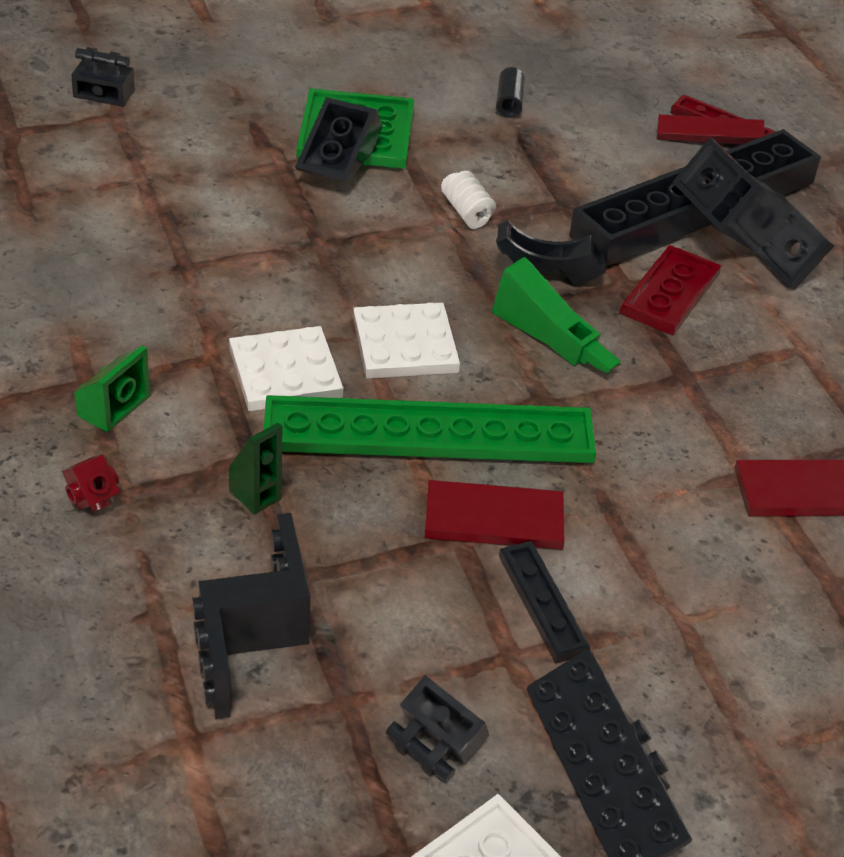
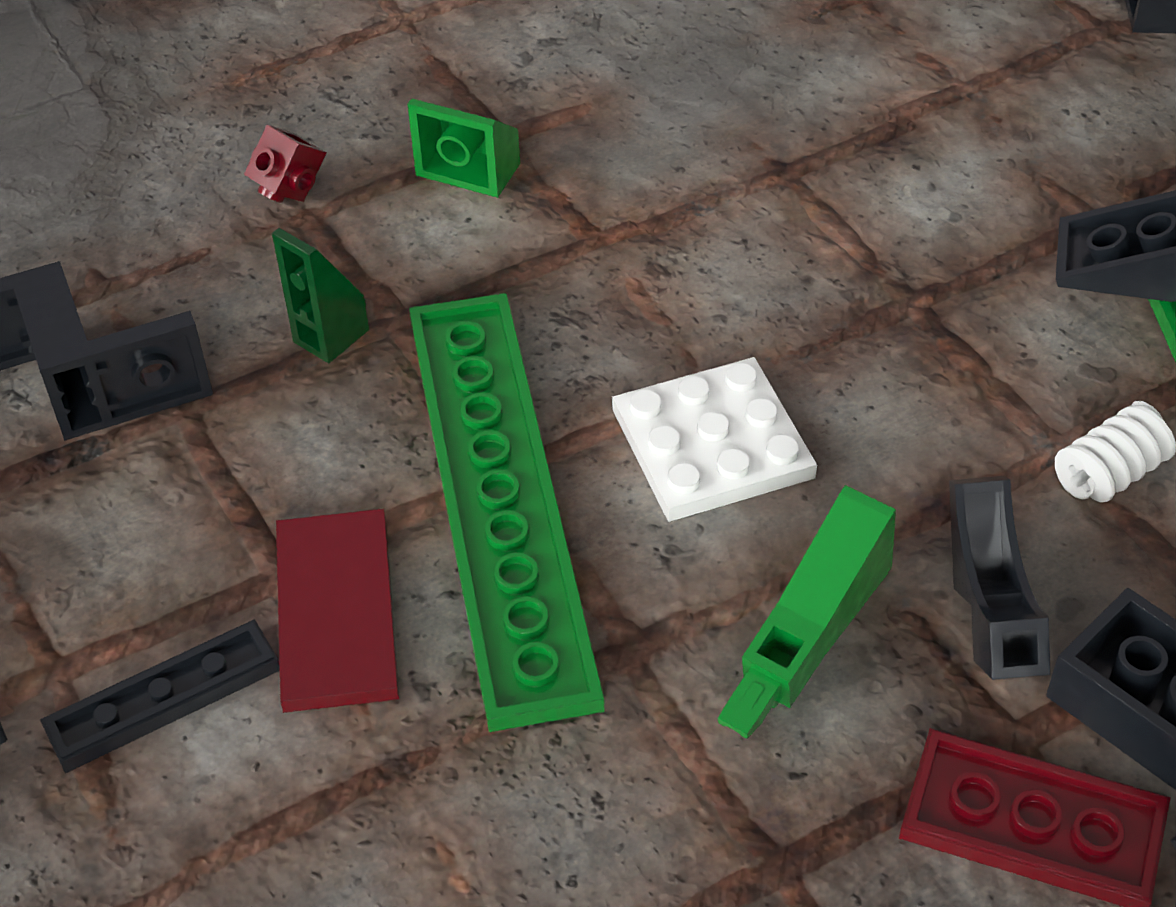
camera: 85 degrees right, 5 degrees up
(285, 365) = (595, 313): white plate -> none

